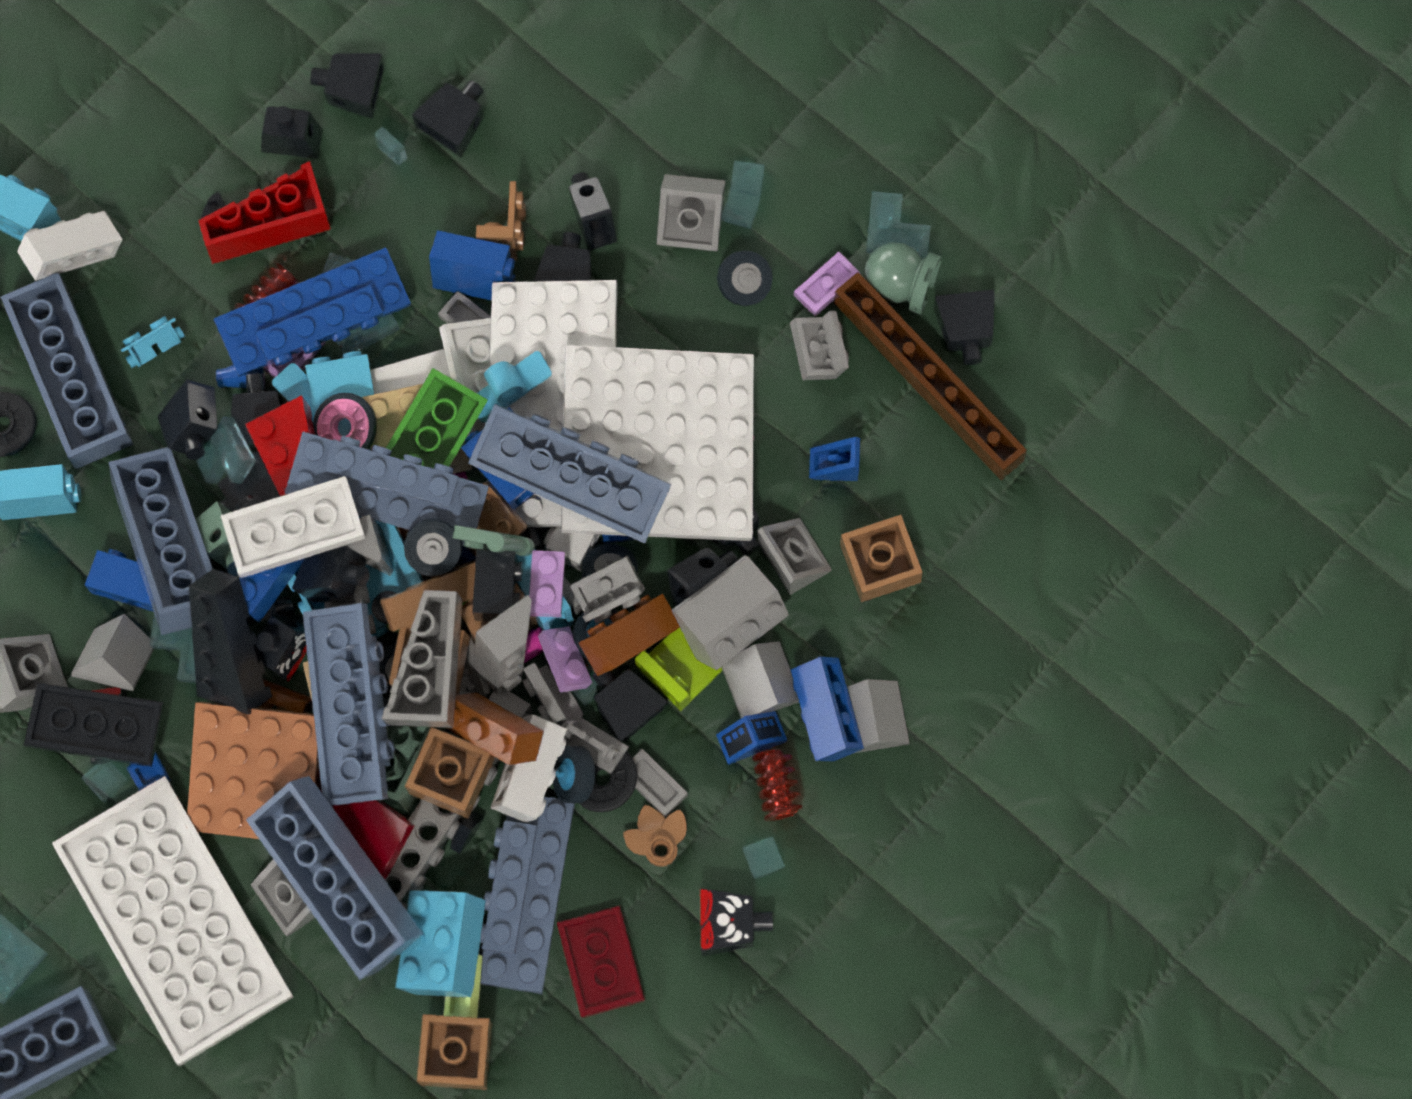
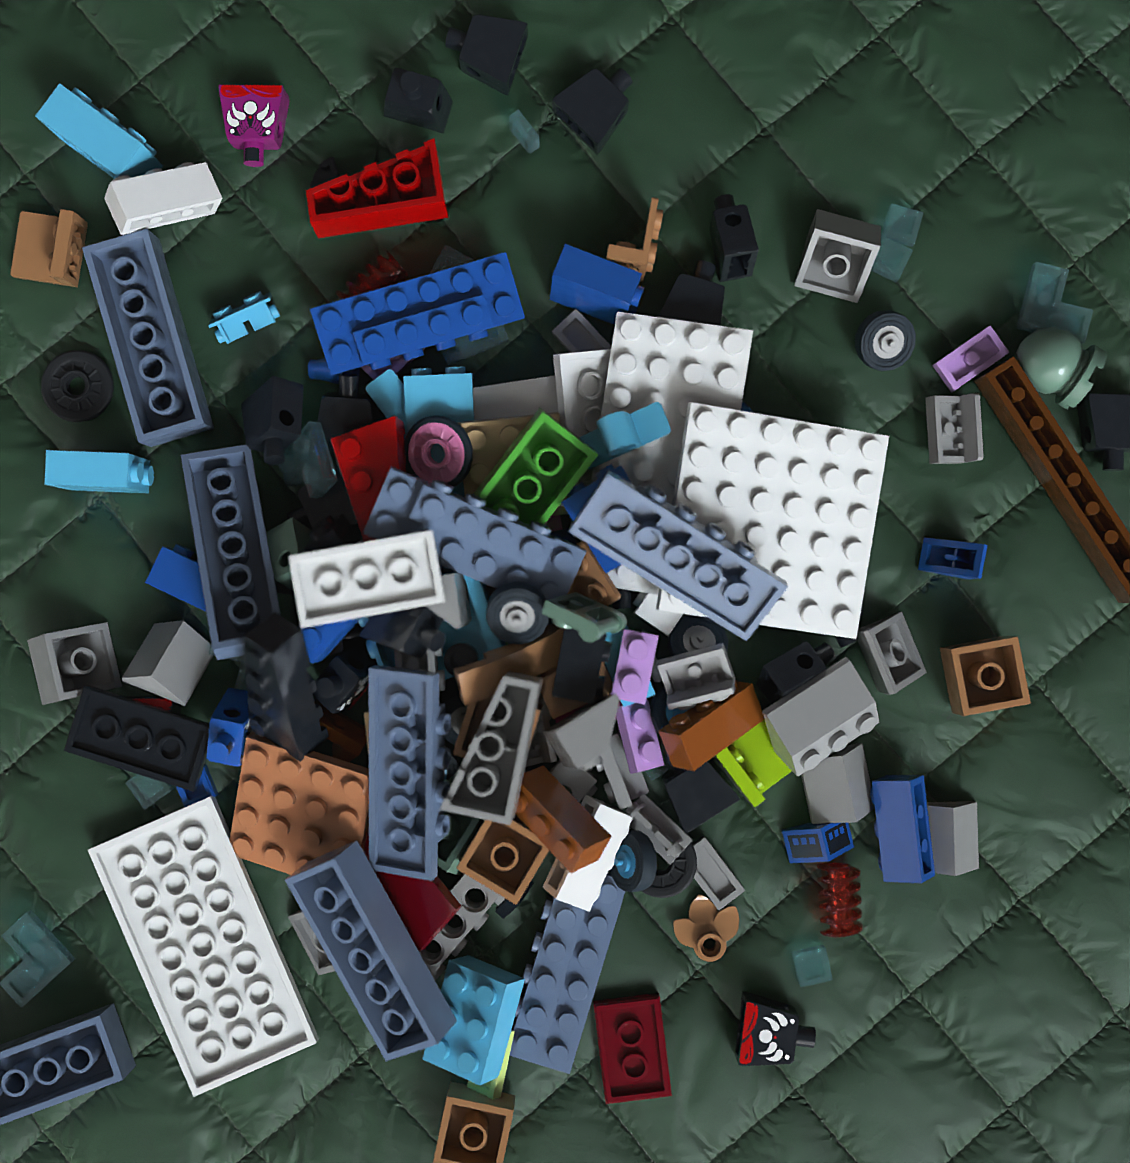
camera: 10 degrees right, 15 degrees up
(144, 169) = (254, 118): none -> torso
(178, 703) = (227, 732): none -> blue torso

